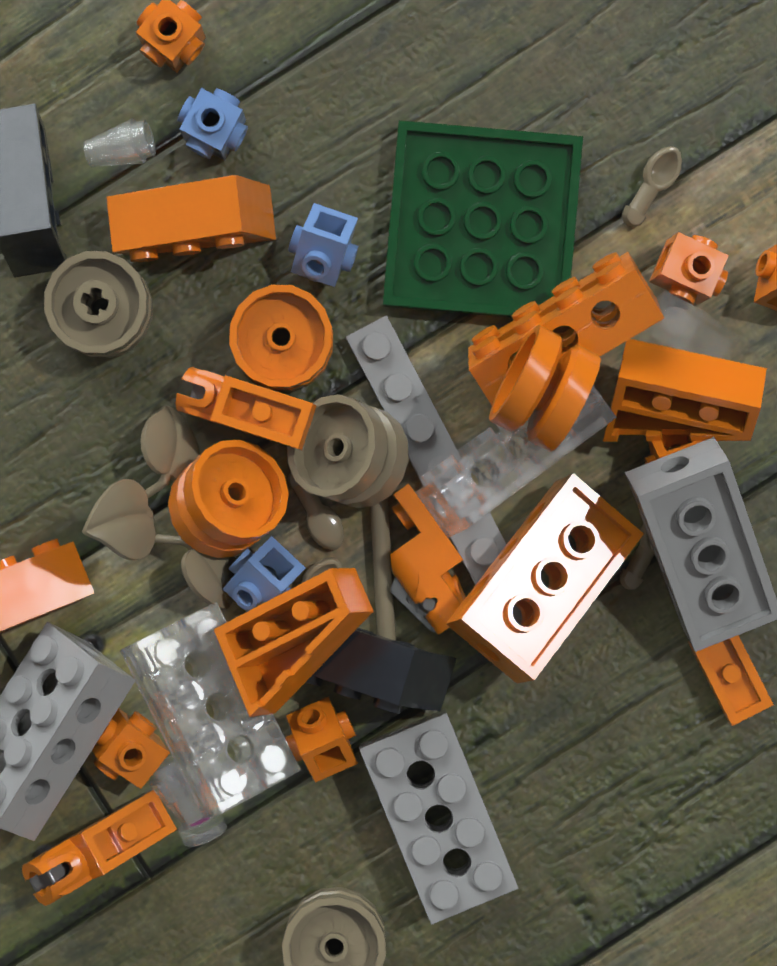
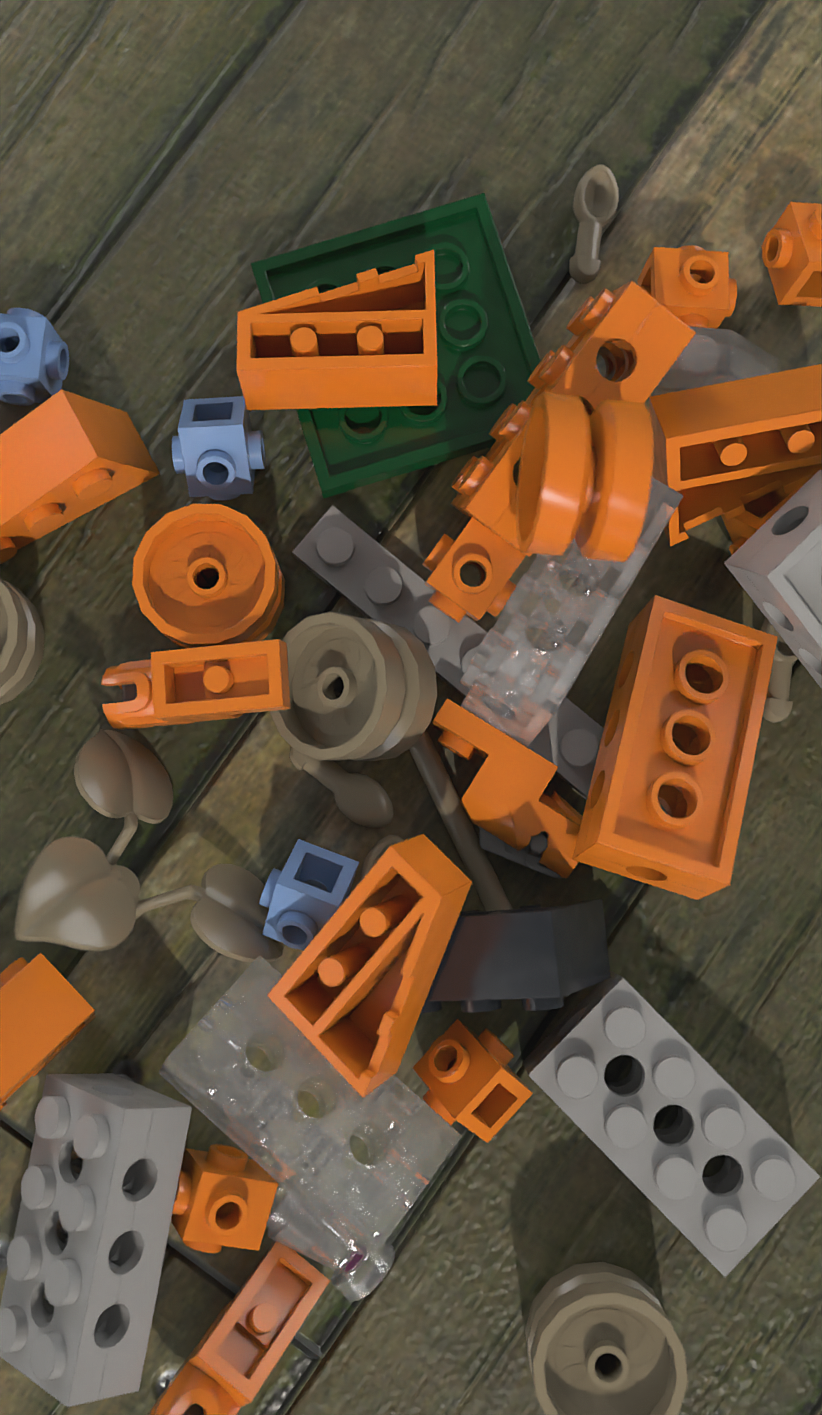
camera: 10 degrees left, 5 degrees down
(228, 498) = (220, 812): orange wheel -> none
(439, 216) = (344, 346): none -> orange wedge
(455, 424) = (491, 557): none -> orange brick

